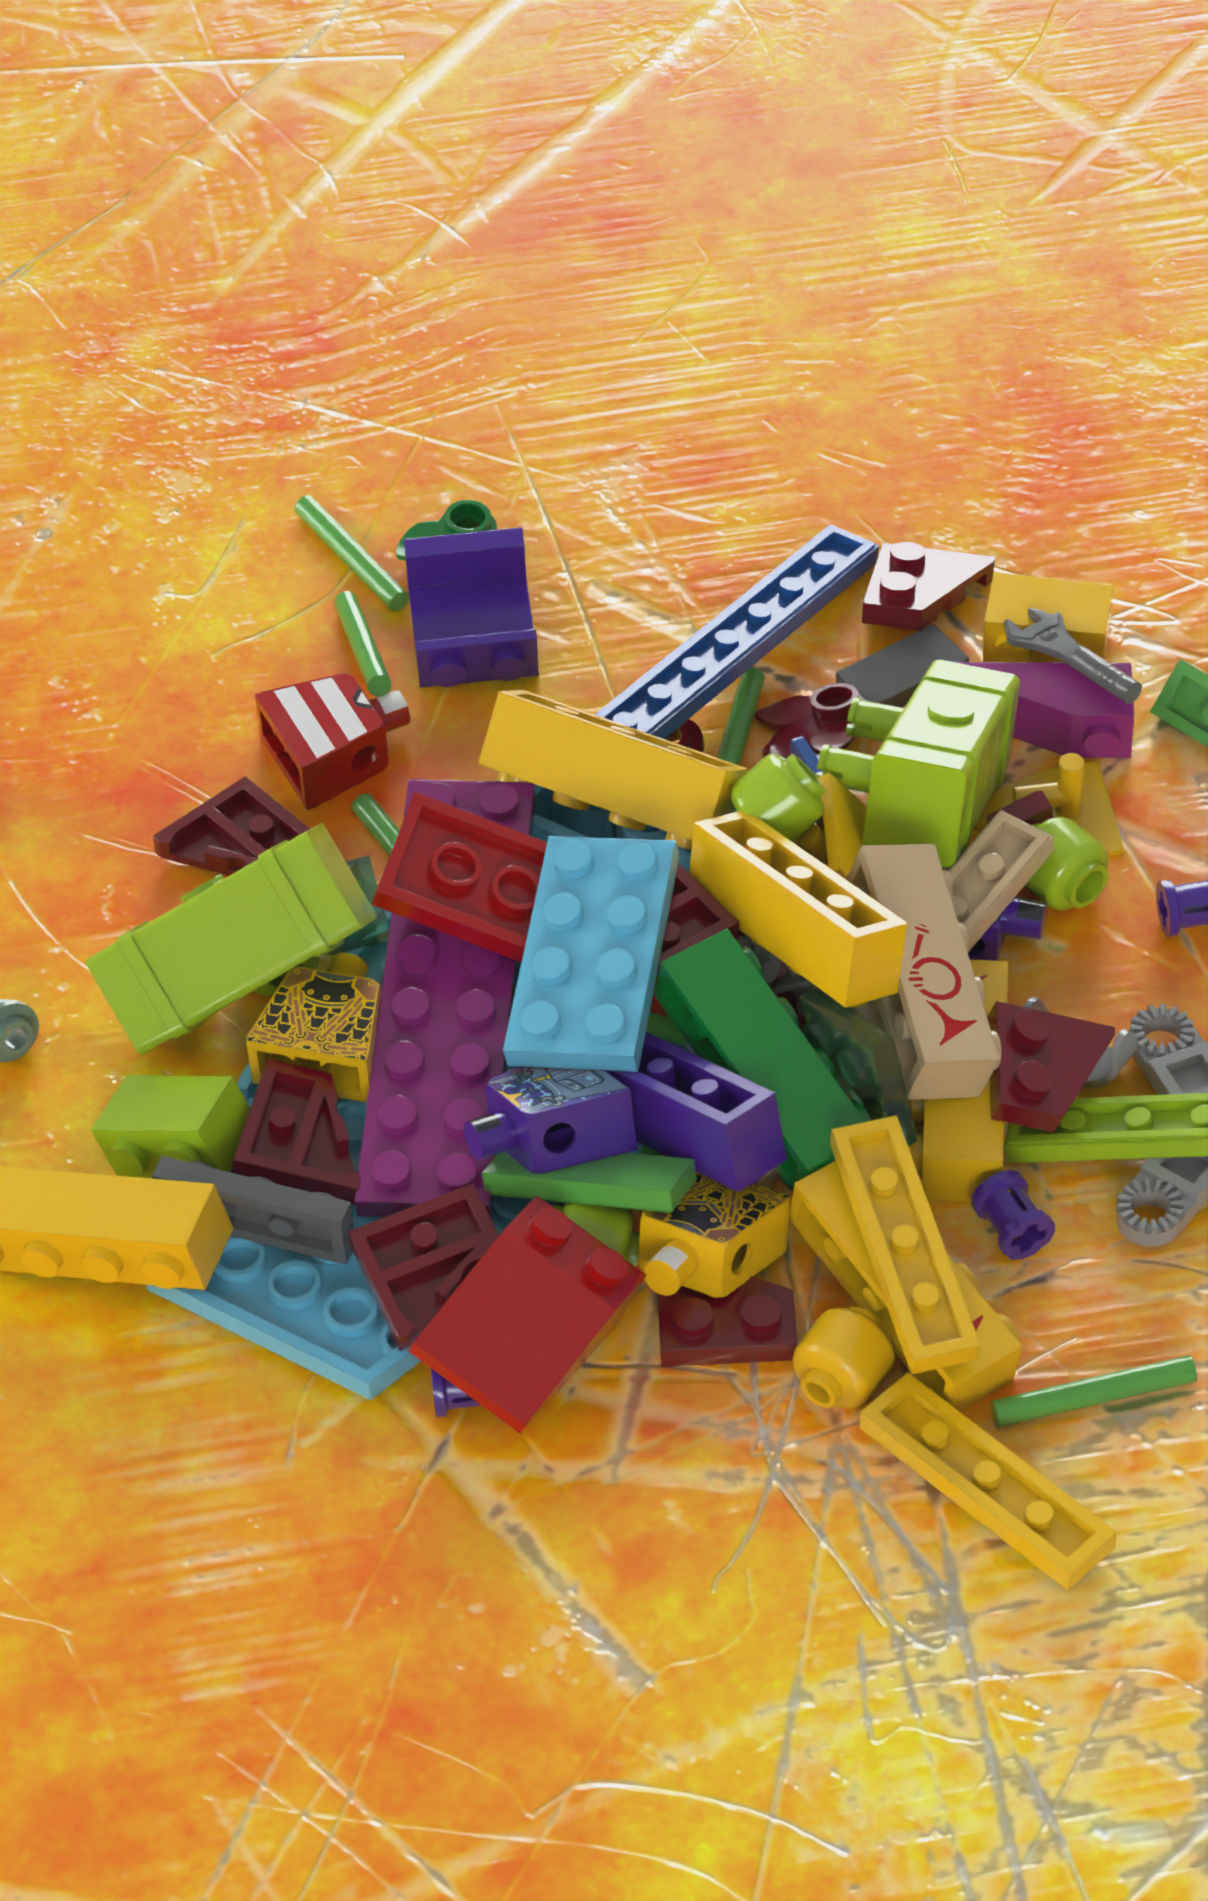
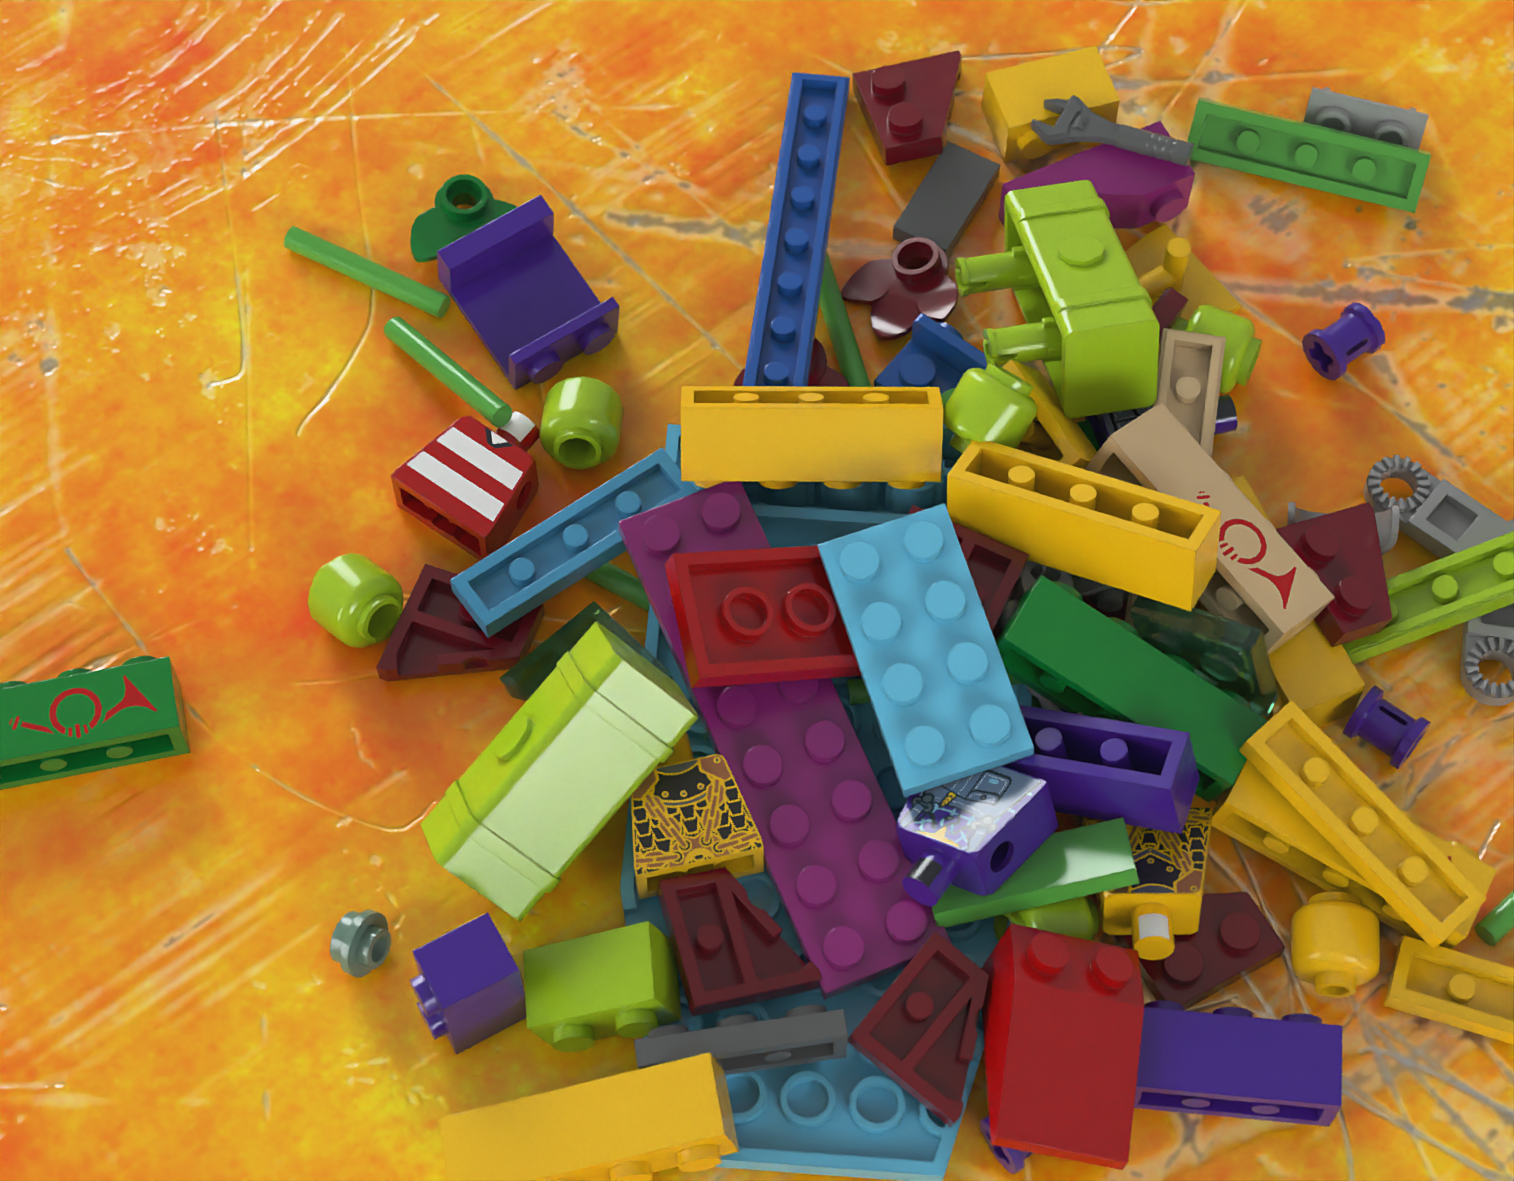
camera: 30 degrees left, 15 degrees up
(62, 1077) = (468, 984): none -> dark purple brick
(168, 780) = (355, 600): none -> lime head
(349, 798) = (565, 545): none -> dark azure plate
(449, 721) = (581, 422): none -> lime head
(681, 1409) = (1239, 1064): none -> dark purple brick

